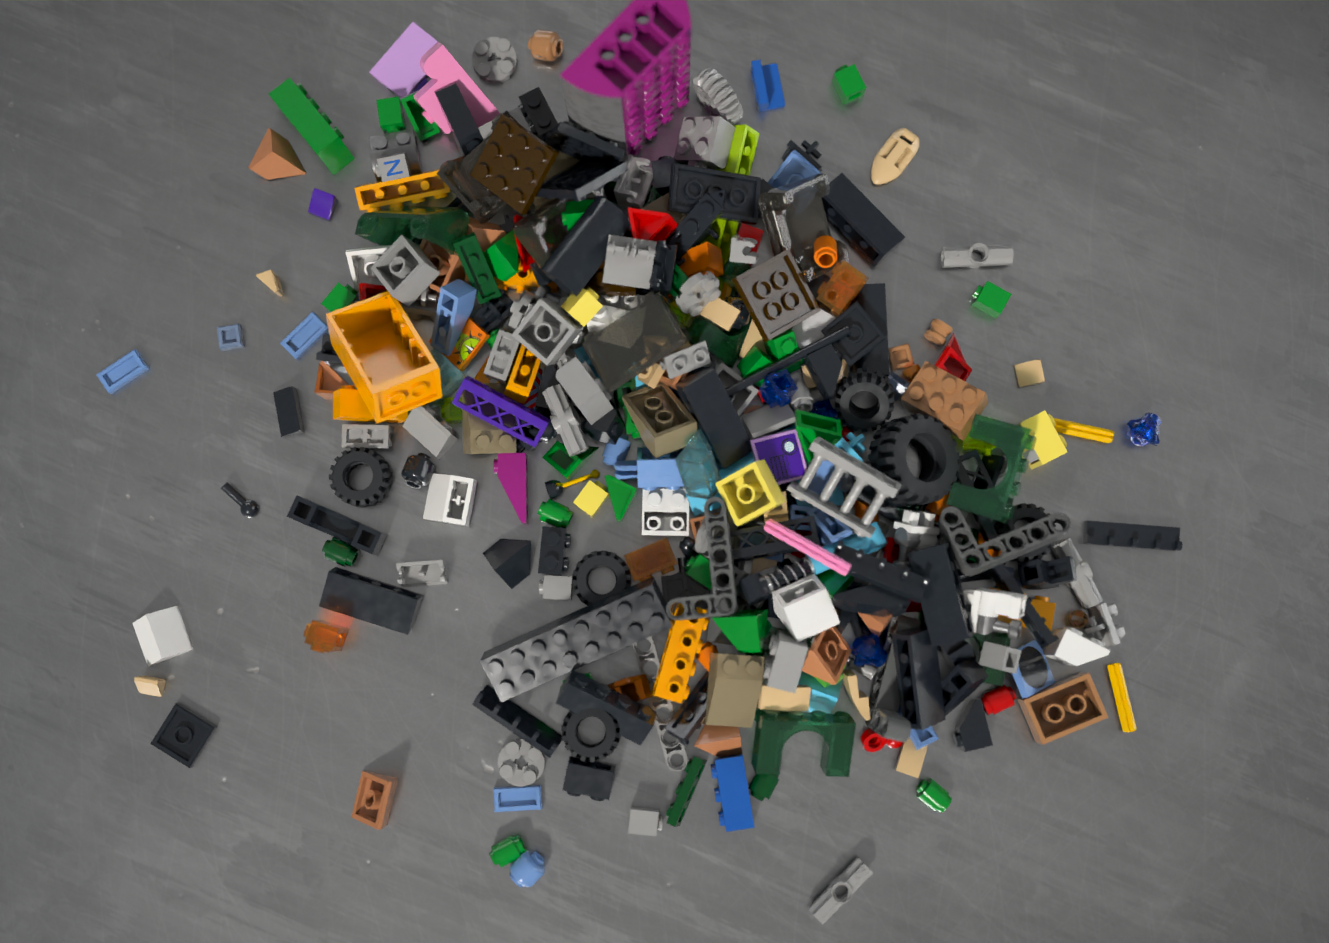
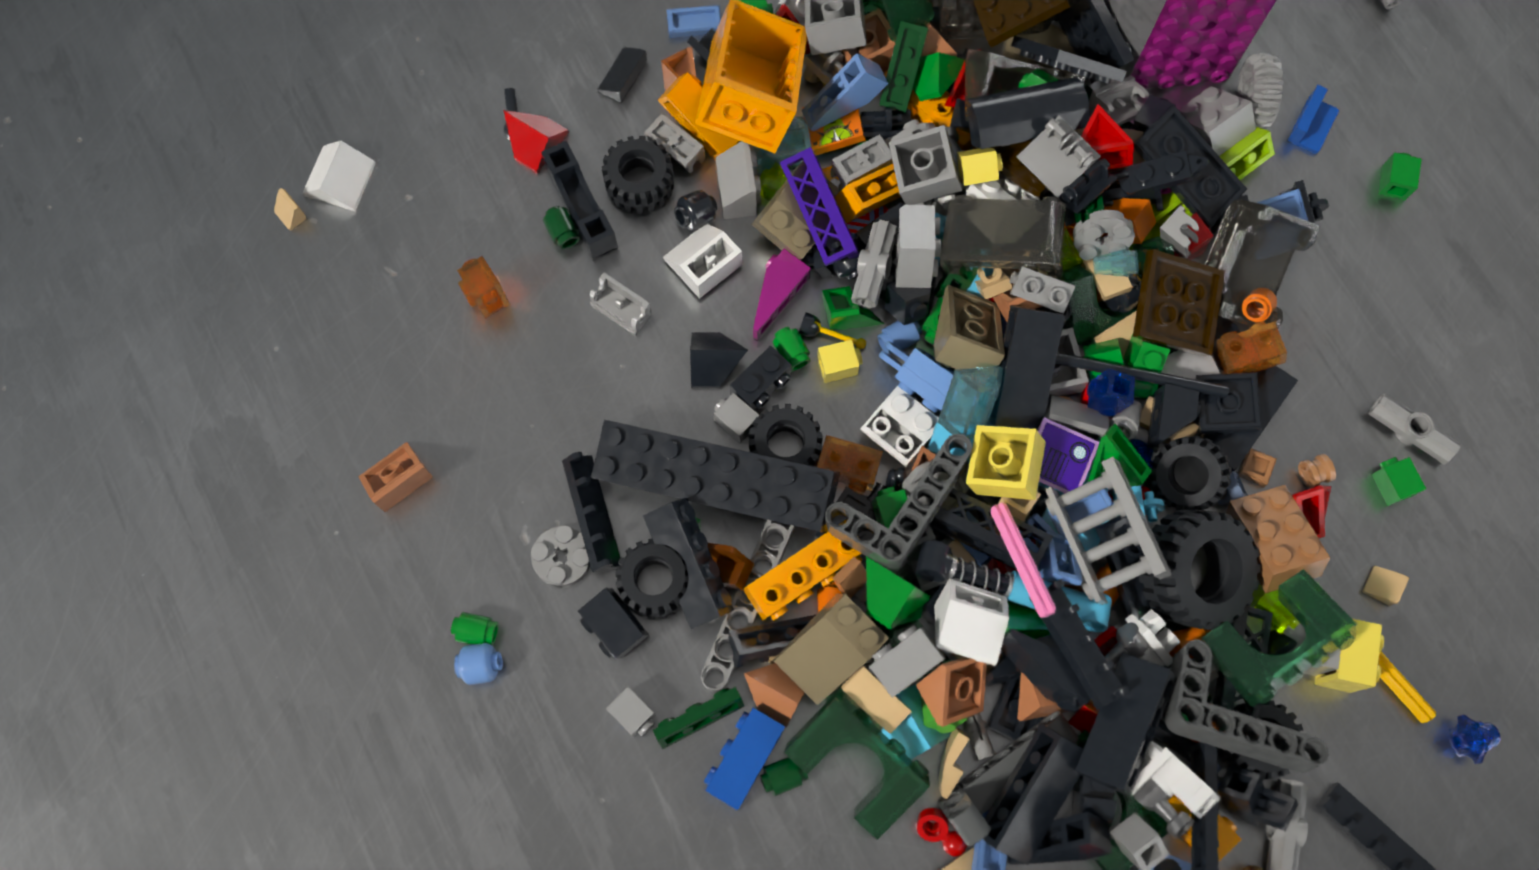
camera: 35 degrees right, 10 degrees down
(183, 735) = (277, 278): black tile -> none
(268, 505) = (532, 135): none -> red slope
(370, 600) = (551, 291): black brick -> none
(517, 798) = (528, 588): medium blue tile -> none
(621, 496) = (871, 380): green slope -> none
(711, 636) = (851, 577): none -> medium nougat tile
(721, 302) = (1117, 263): none -> clear light blue cone
(860, 220) = (1315, 307): black brick -> none
(868, 651) = (1000, 726): clear blue rock -> none
(894, 156) = (1396, 275): tan piece -> none
(911, 372) = (1256, 486): clear orange hinge -> none

